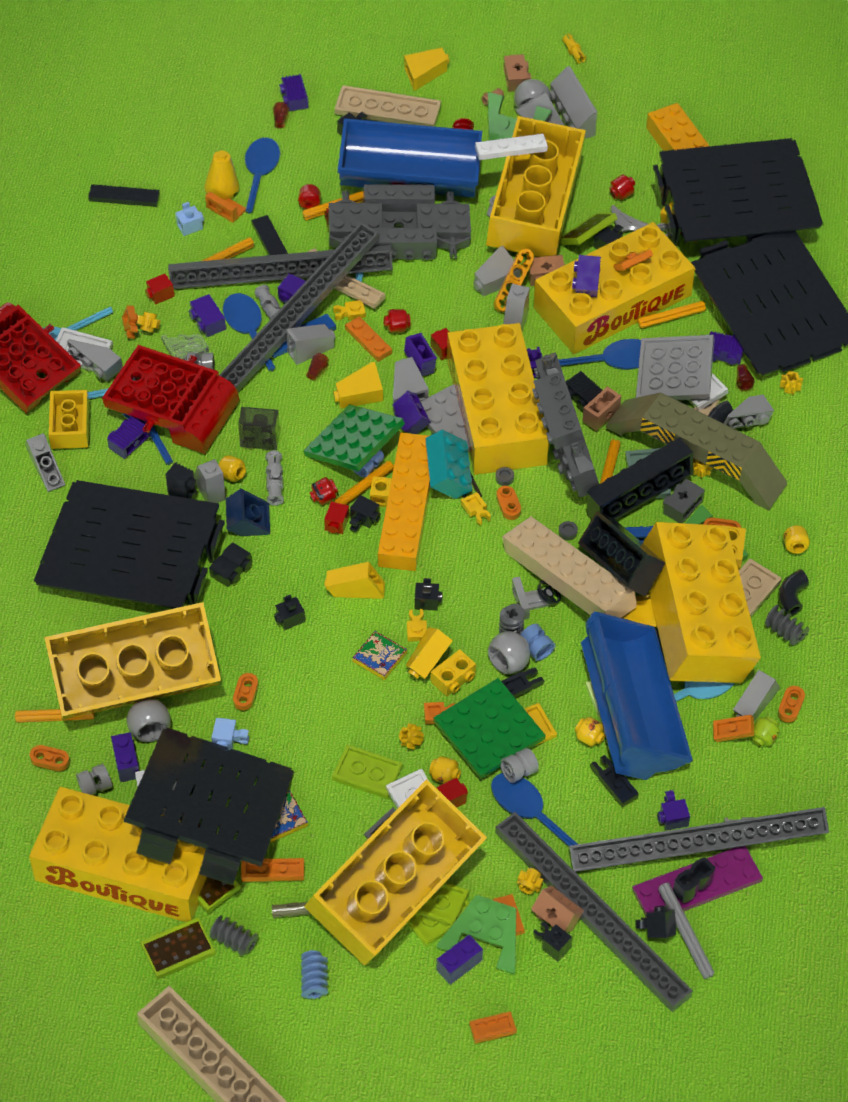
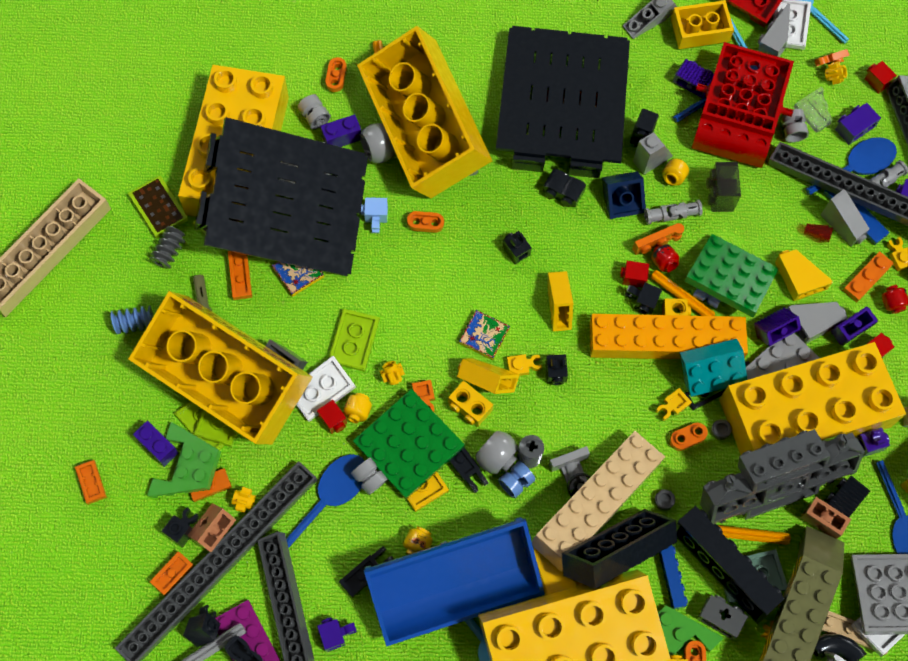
camera: 80 degrees right, 15 degrees up
(302, 493) = (659, 238): none -> orange plate
(599, 954) = (172, 573): none -> orange plate

